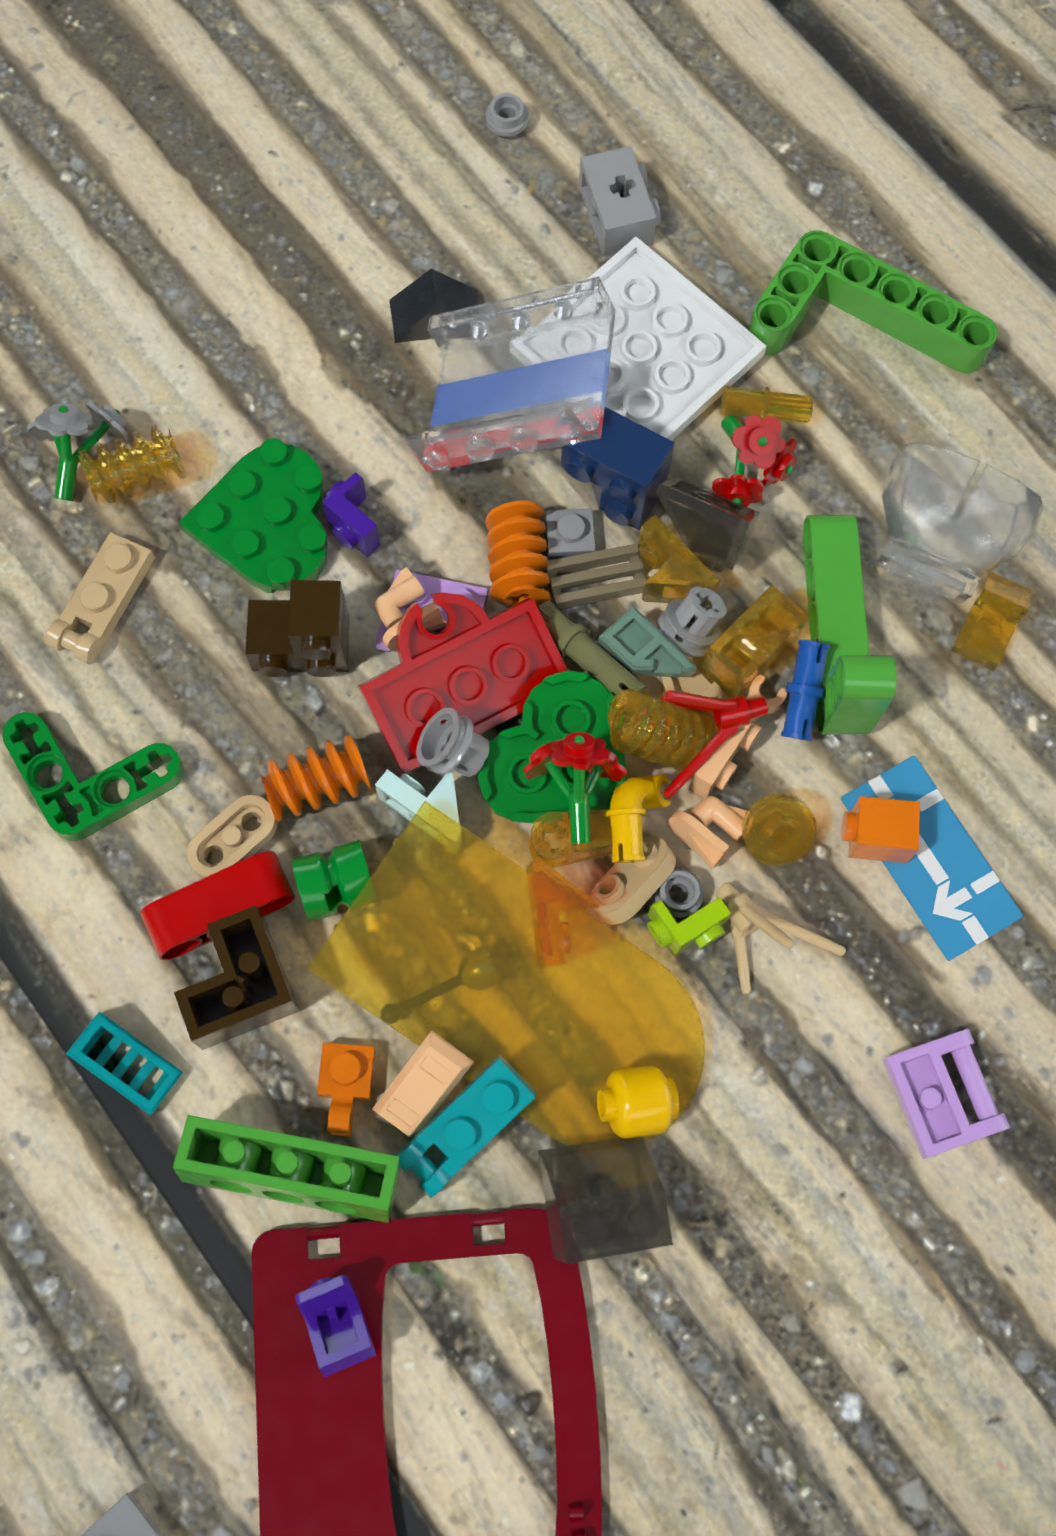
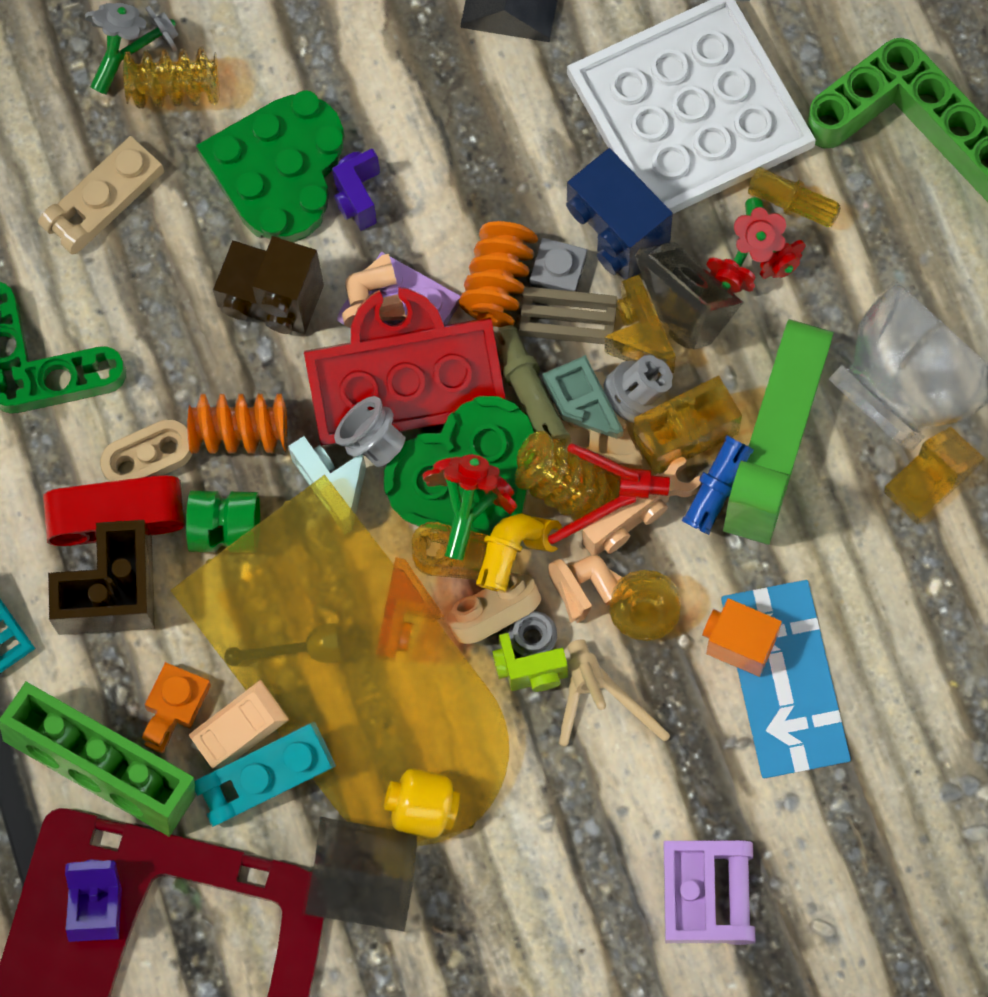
camera: 25 degrees right, 0 degrees up
(519, 375) = (555, 102): clear panel -> none

